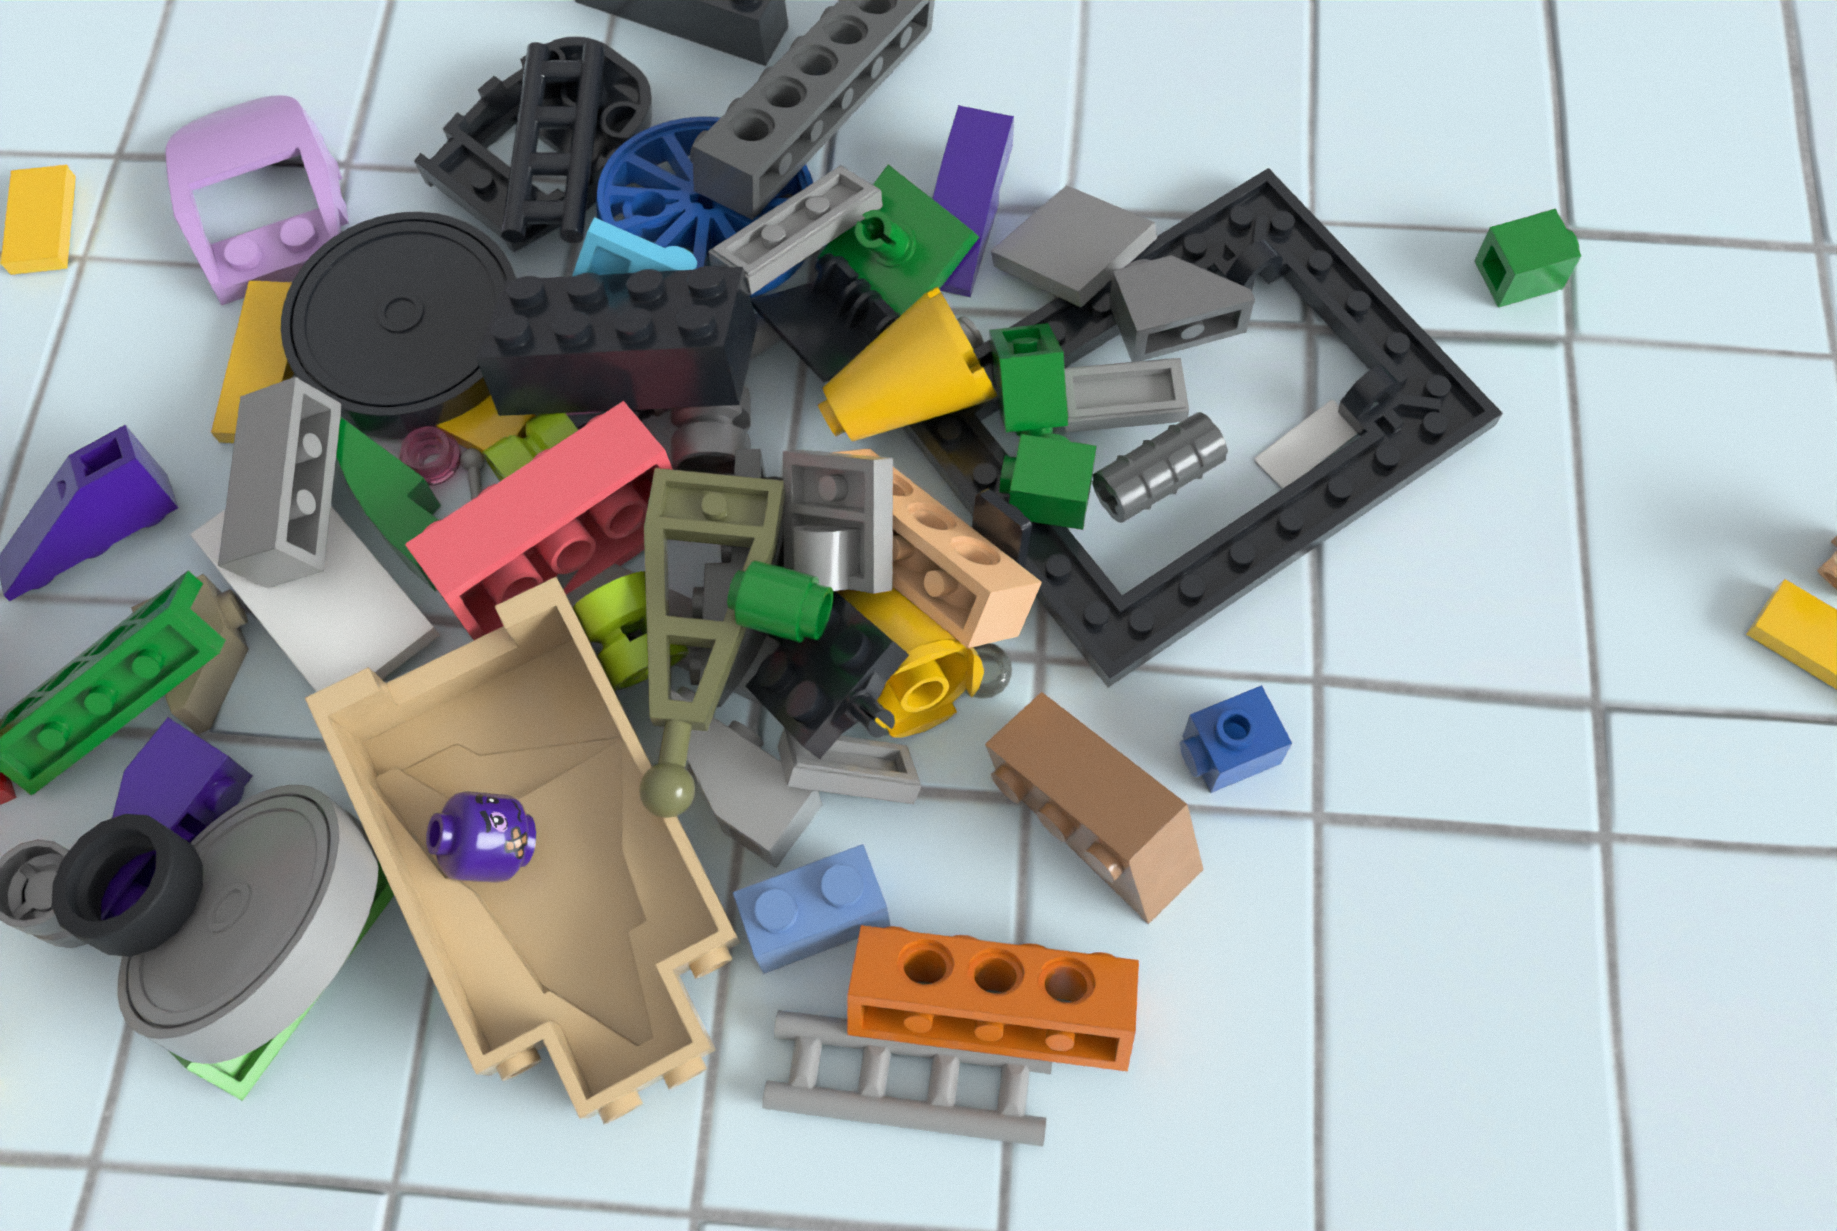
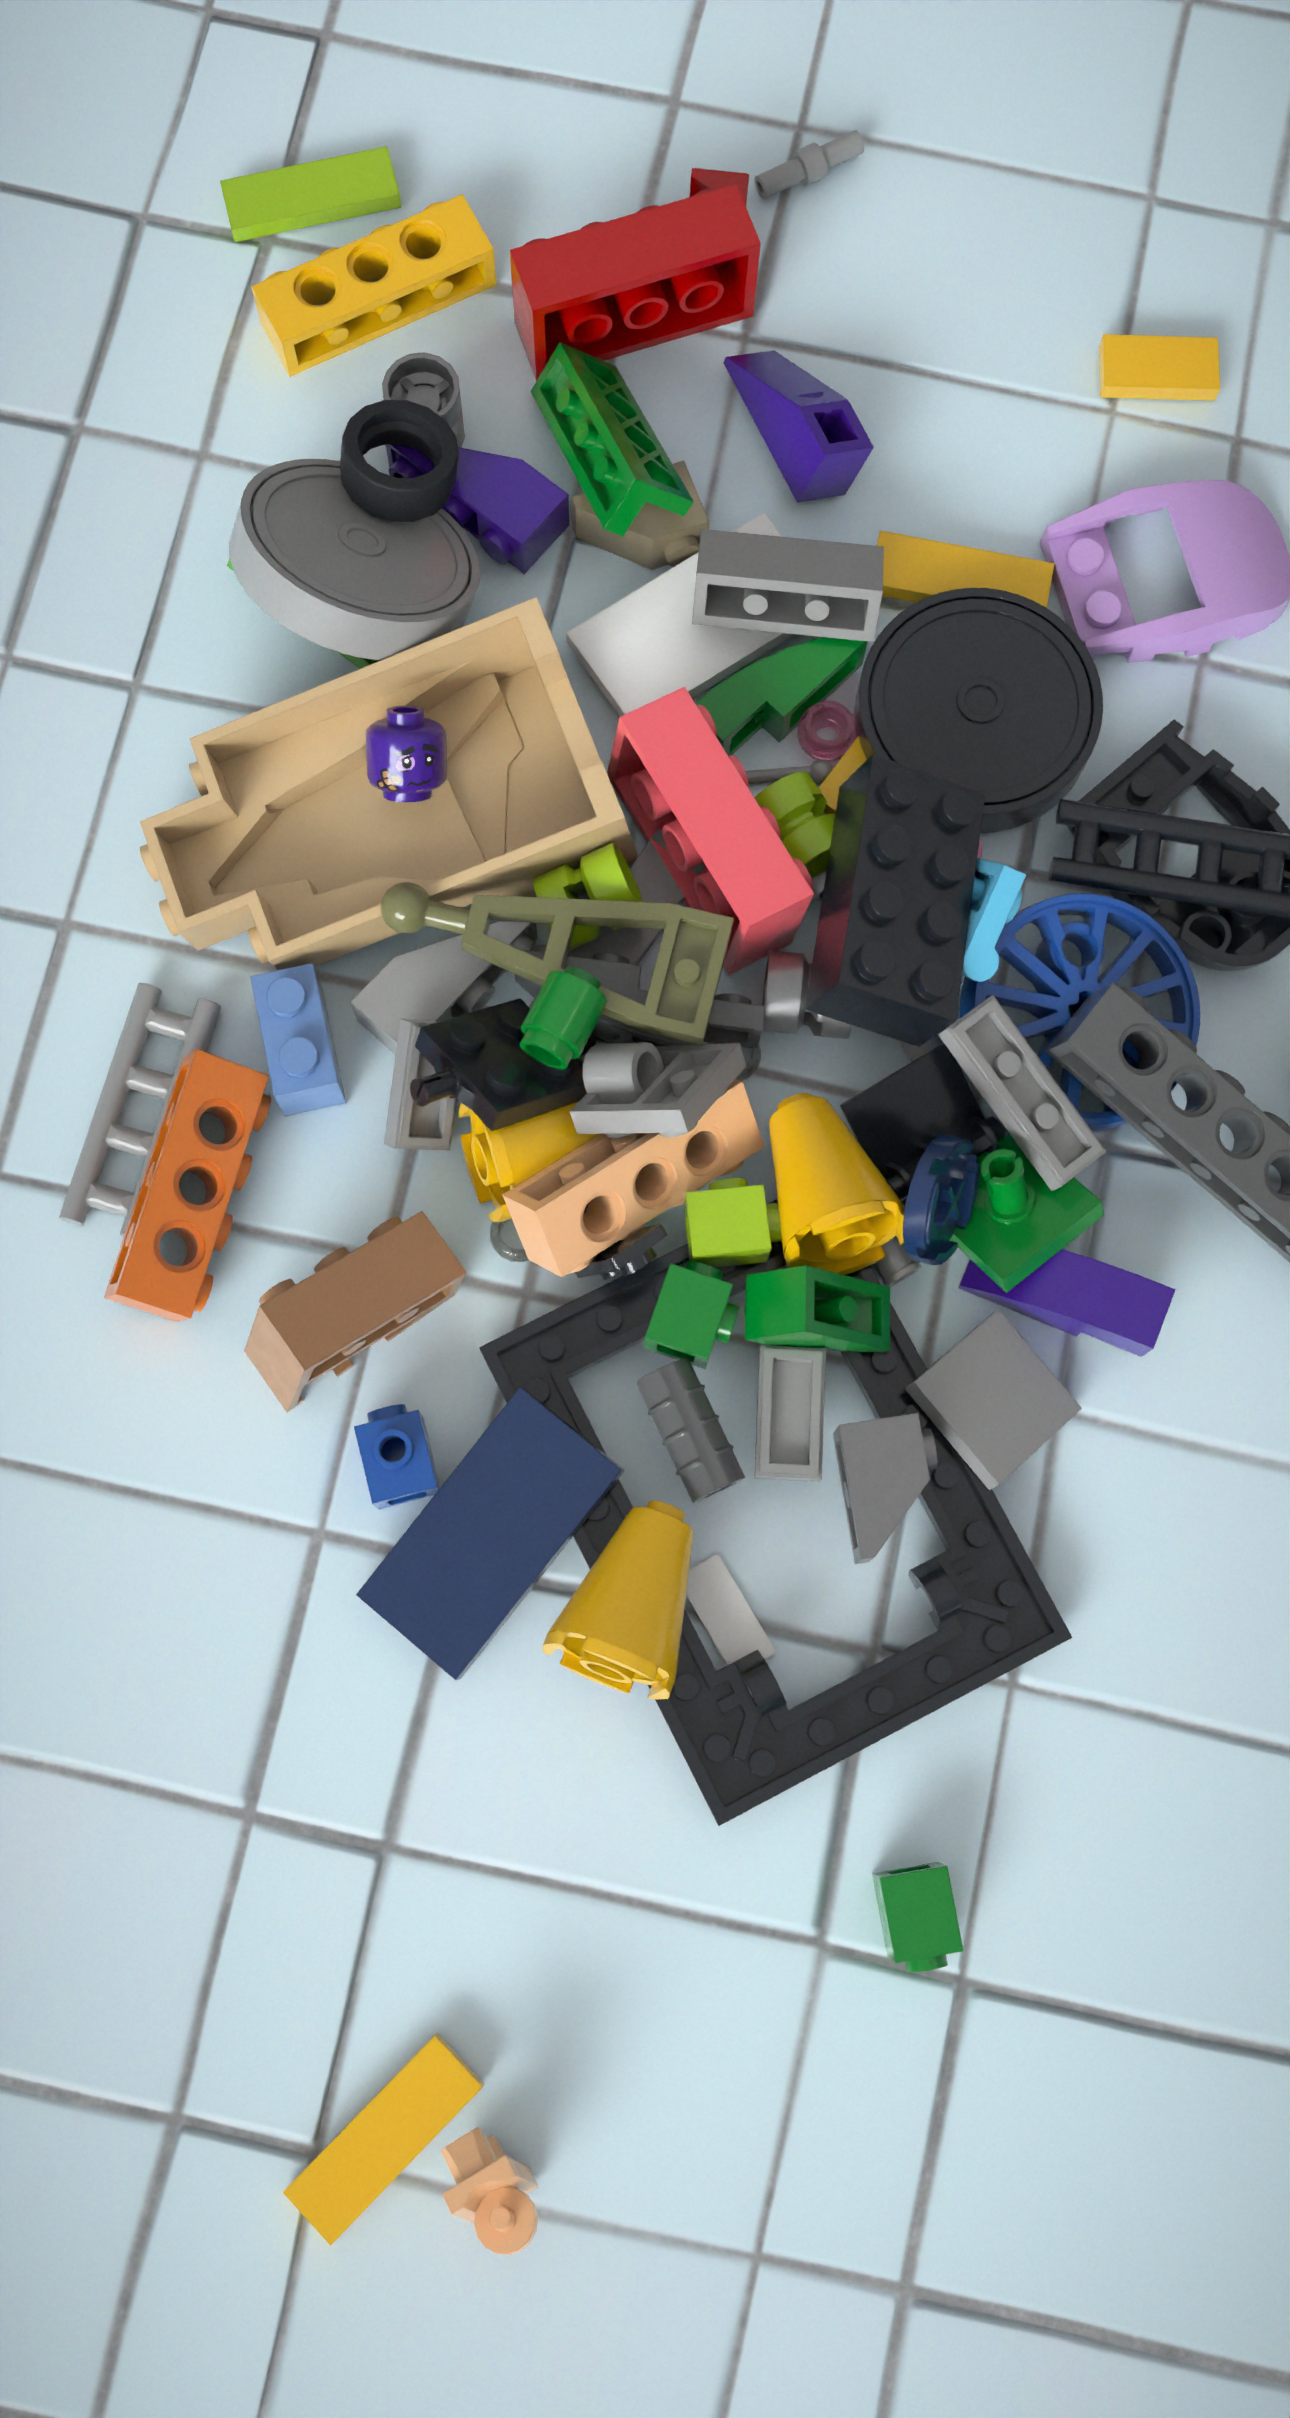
camera: 90 degrees right, 10 degrees up
(910, 274) = (940, 1199): none -> dark blue tile
(956, 457) = (730, 1224): none -> lime brick
(1293, 636) = (490, 1533): none -> dark blue tile
(1336, 486) = (630, 1605): none -> yellow cone

